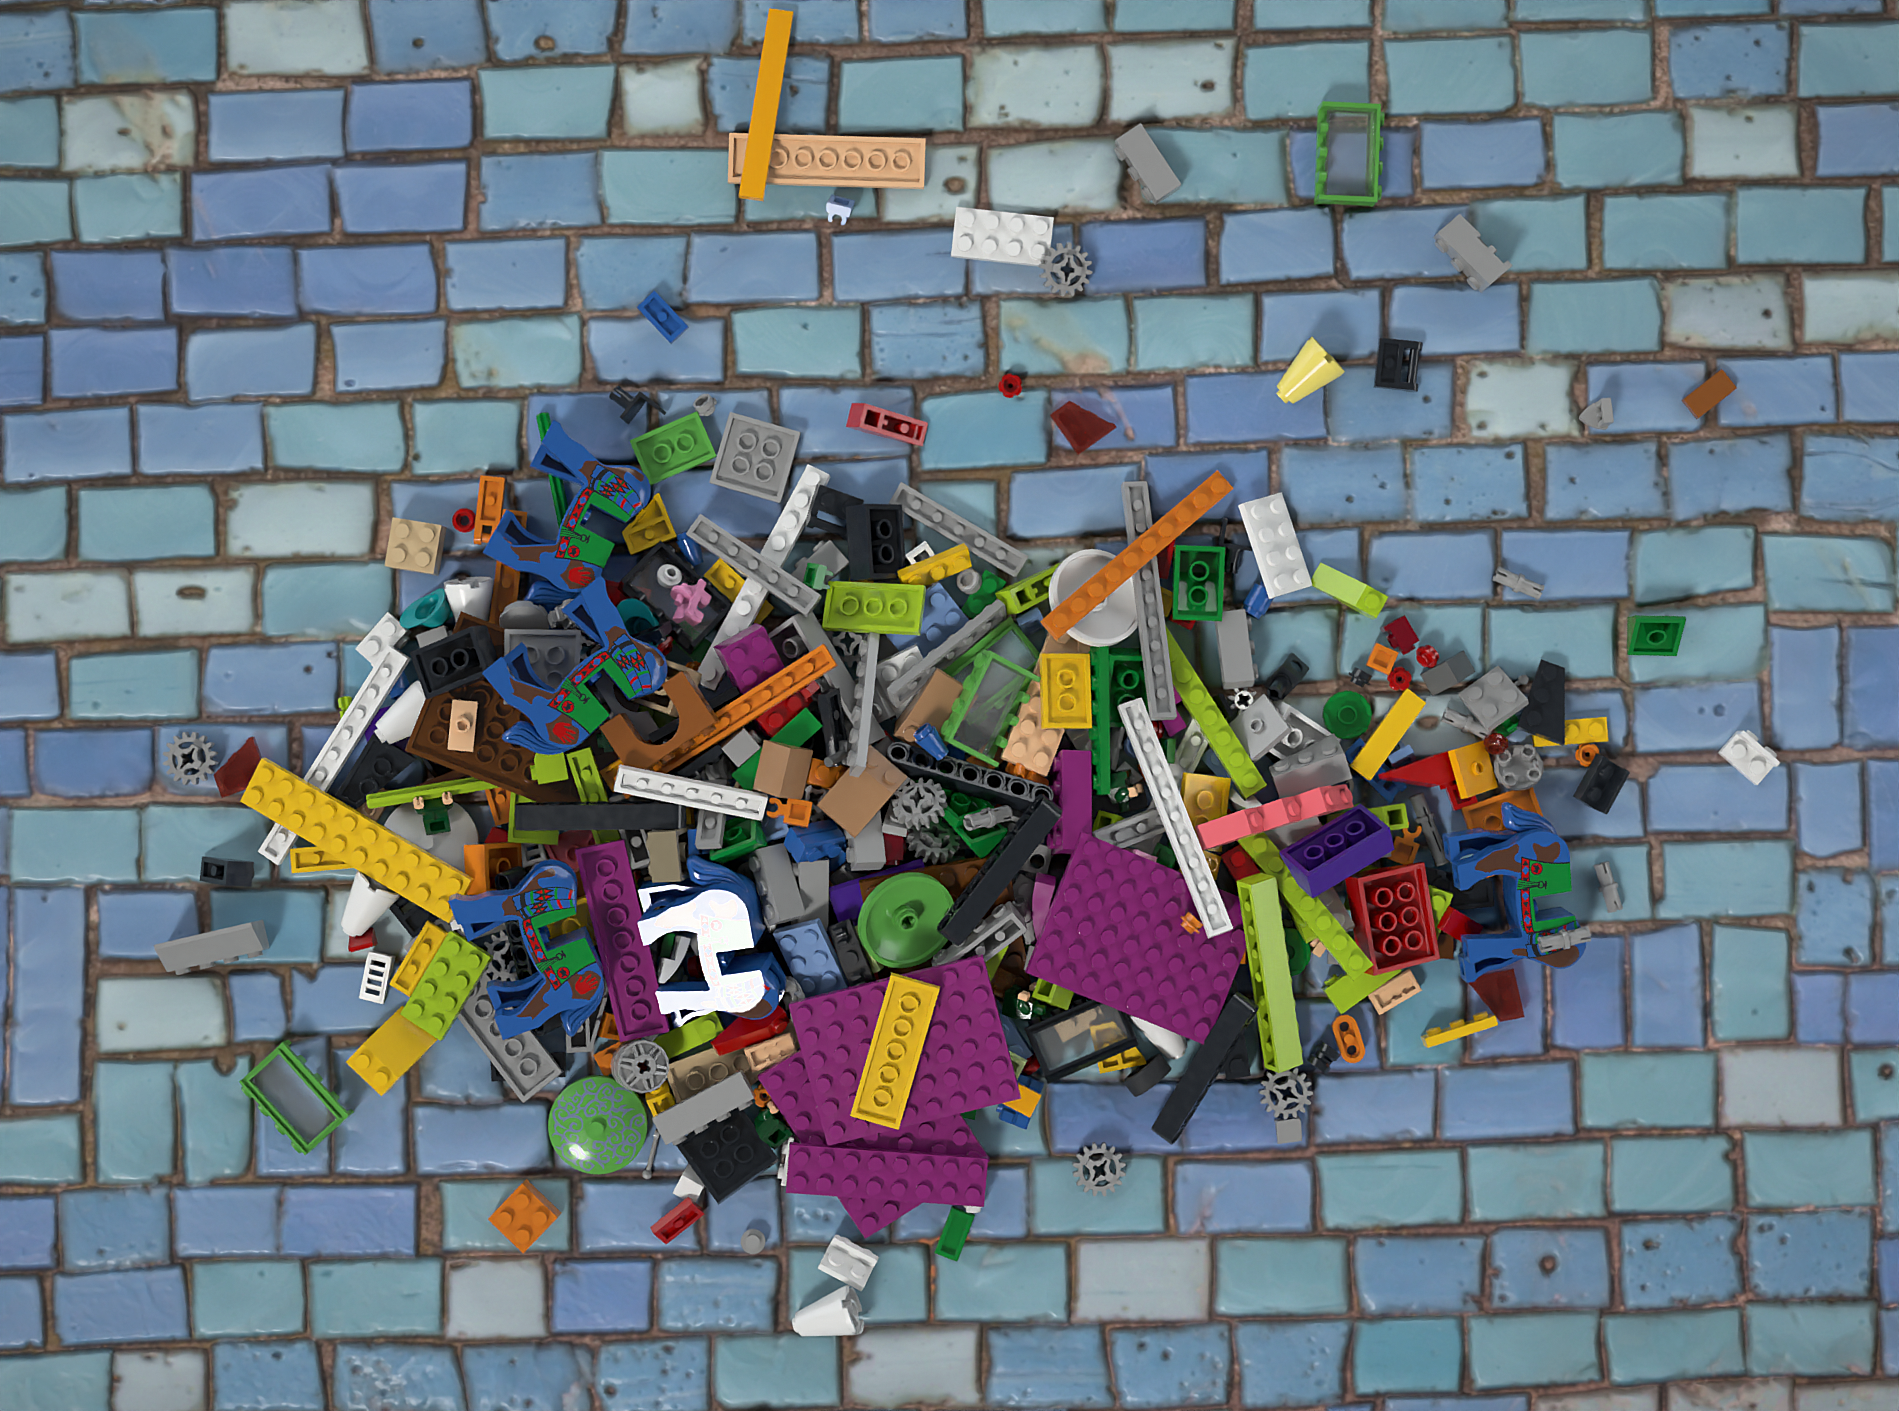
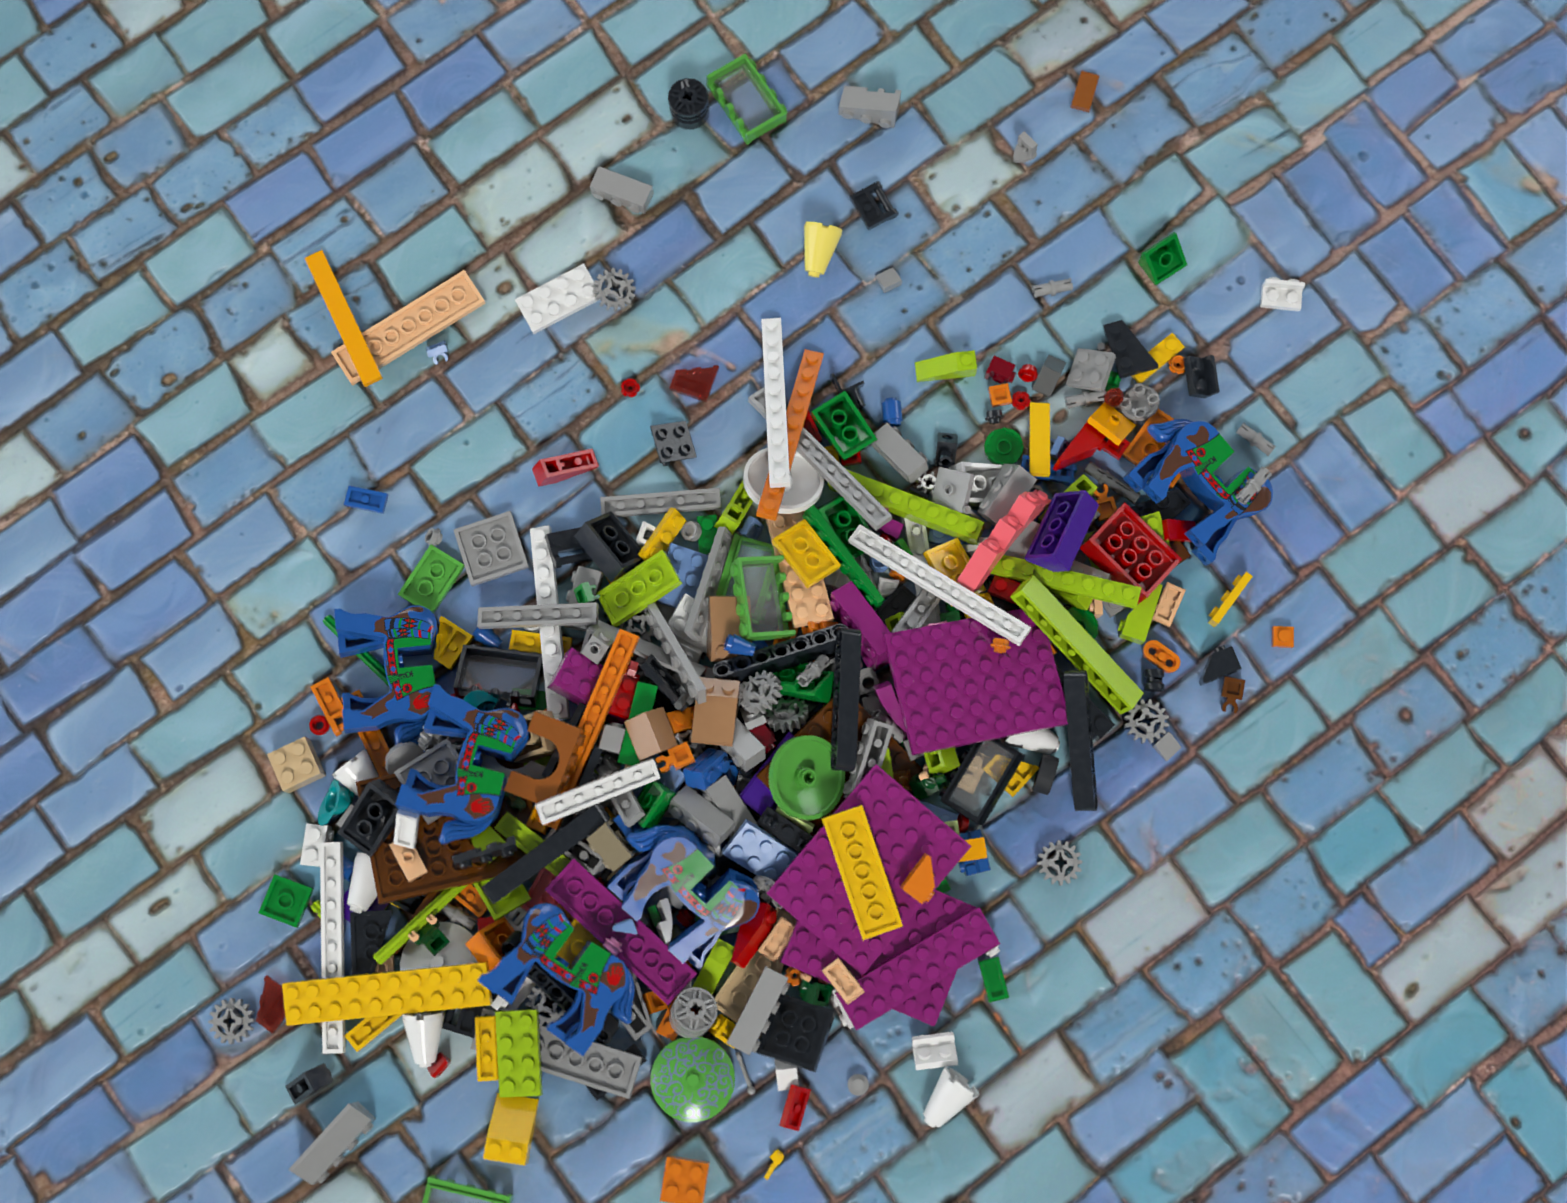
camera: 35 degrees left, 10 degrees down
(318, 676) = (286, 901): none -> green plate
(381, 957) = (455, 1079): white slope -> none
(477, 810) = (459, 916): none -> light grey pin
(478, 698) = (406, 828): none -> white tile
(538, 778) = (465, 859): none -> black wing
(604, 951) = (612, 946): none -> bright pink plate
(628, 1255) = (777, 1158): none -> yellow hand
(629, 941) = (625, 926): none -> medium blue slope
(632, 405) = (385, 569): black bracket -> none
(666, 580) = (485, 664): white plate -> none
(687, 599) = (511, 670): bright pink hips -> none
(792, 642) = (598, 645): none -> light grey brick
(804, 1138) = (843, 981): none -> light nougat plate
(945, 1098) = (920, 880): none -> orange slope
(1014, 475) = (673, 442): none -> hinge
(1122, 790) = (891, 595): dark green piece -> none
(1144, 511) = (775, 403): none -> white plate
(1258, 759) = (967, 510): none -> light grey hinge
(1270, 123) = (691, 112): none -> black wheel
(1275, 545) = (877, 369): white plate -> none
(1356, 455) = (888, 280): none -> light grey slope
(1393, 1121) = (1232, 690): none -> reddish brown plate
(1399, 1088) = (1220, 664): none -> black slope
(1484, 1103) = (1282, 637): none -> orange plate
(1500, 994) = (1238, 557): clear red wing -> none

